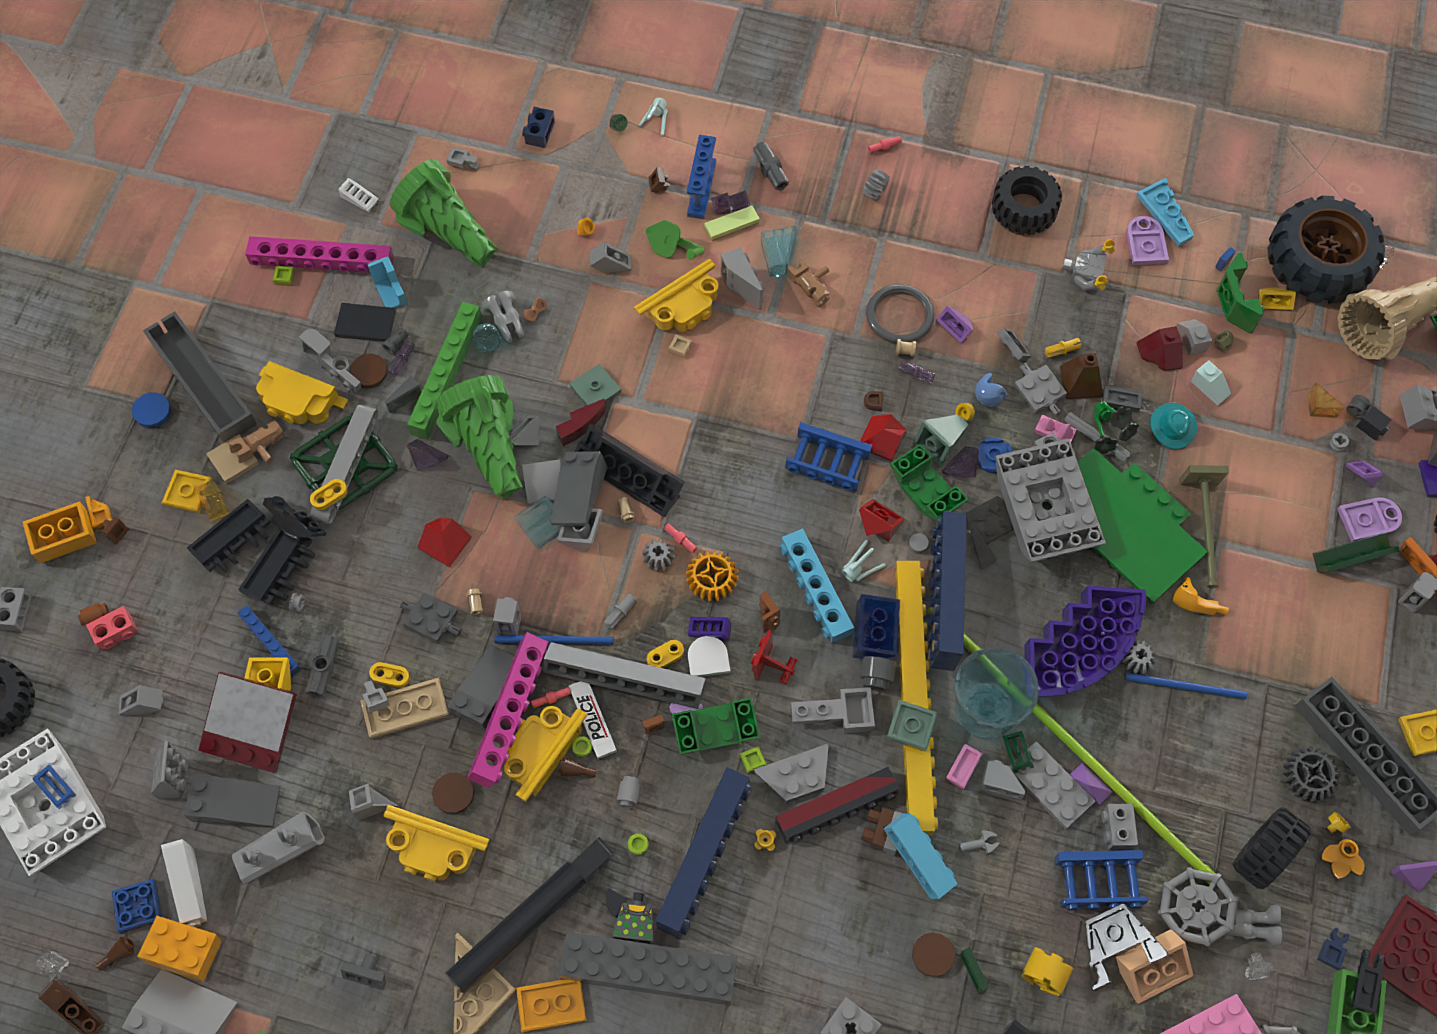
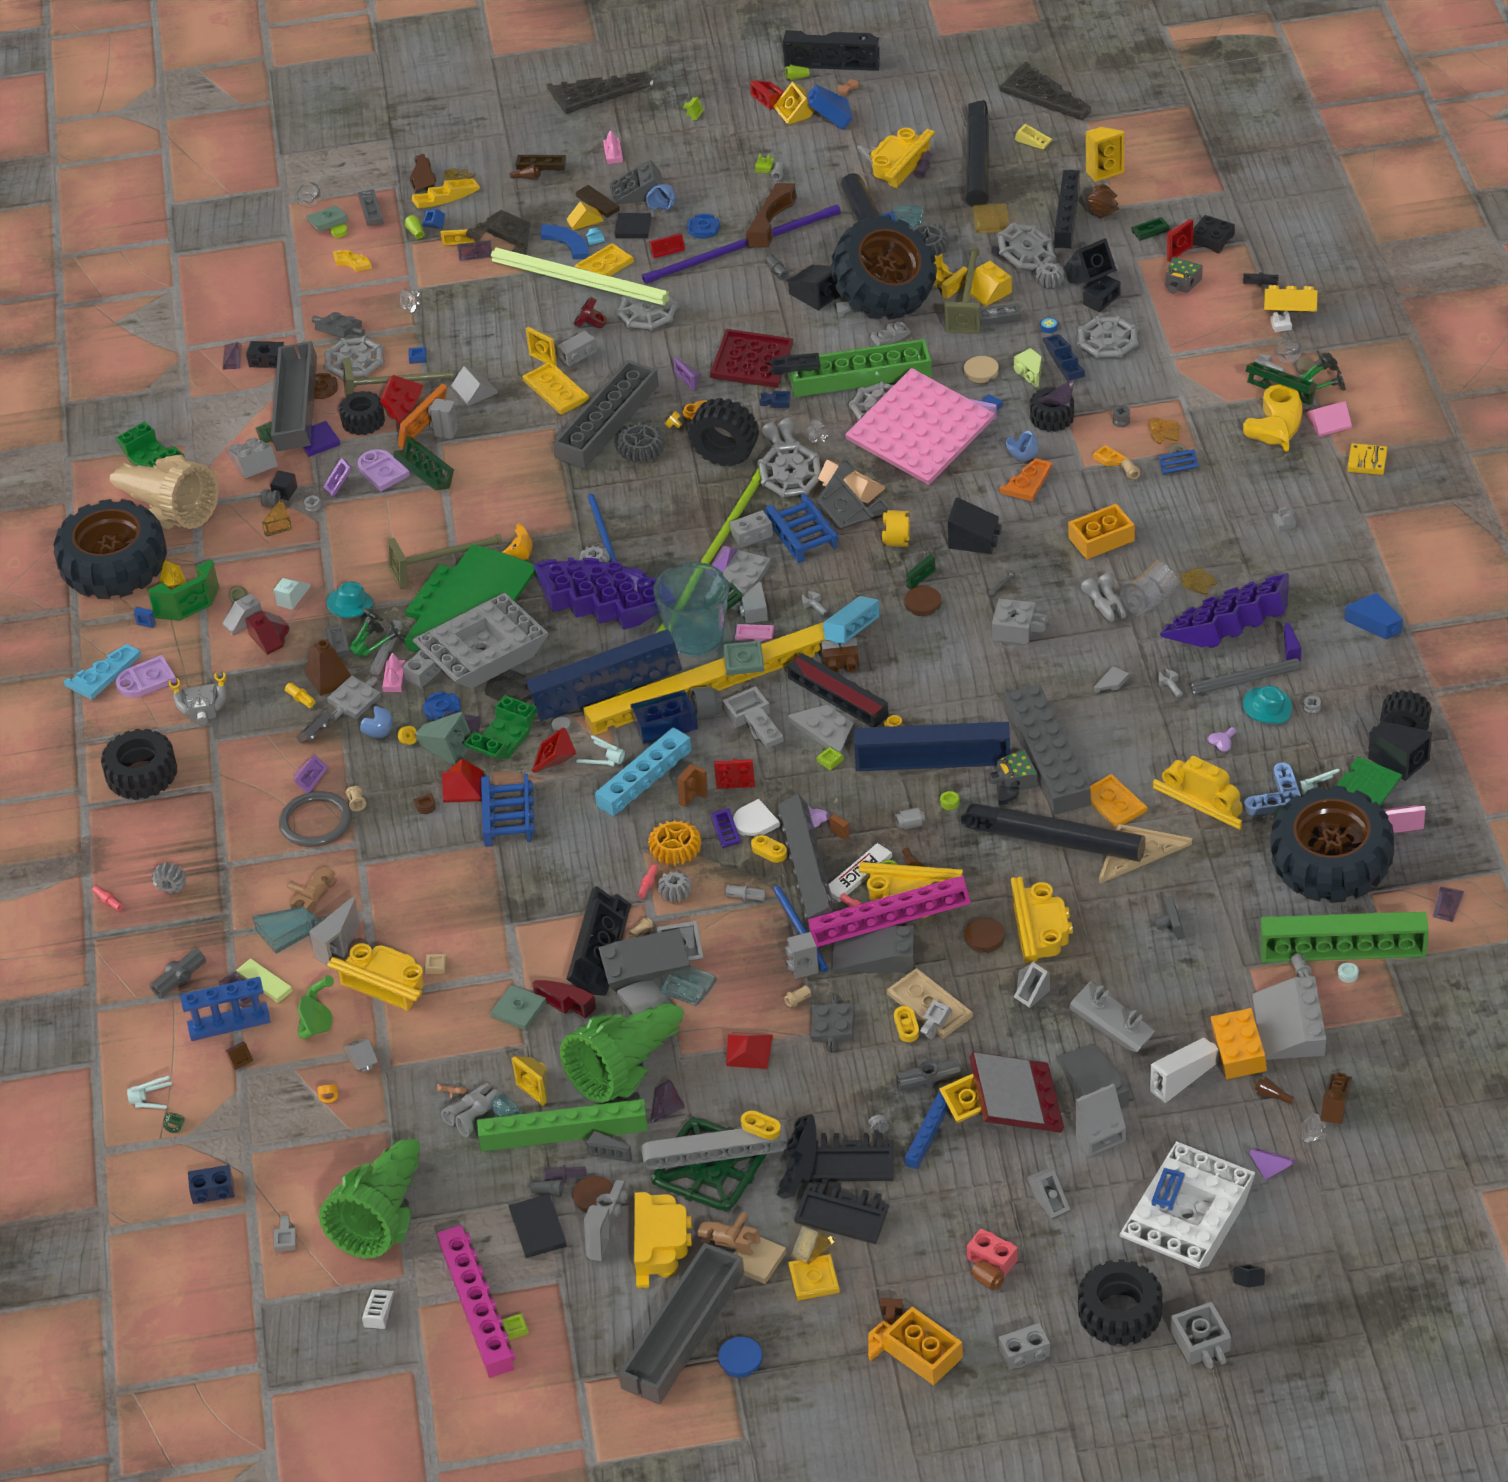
camera: 110 degrees left, 20 degrees down
(48, 910) = (1269, 1162): none -> medium lavender slope
(136, 905) = (1225, 1102): blue tile -> none
(387, 283) = (483, 1218): medium azure panel -> none
(502, 362) = (531, 1077): none -> yellow slope
(715, 726) = (813, 784): green slope -> none
(916, 371) = (378, 784): clear purple axle -> none

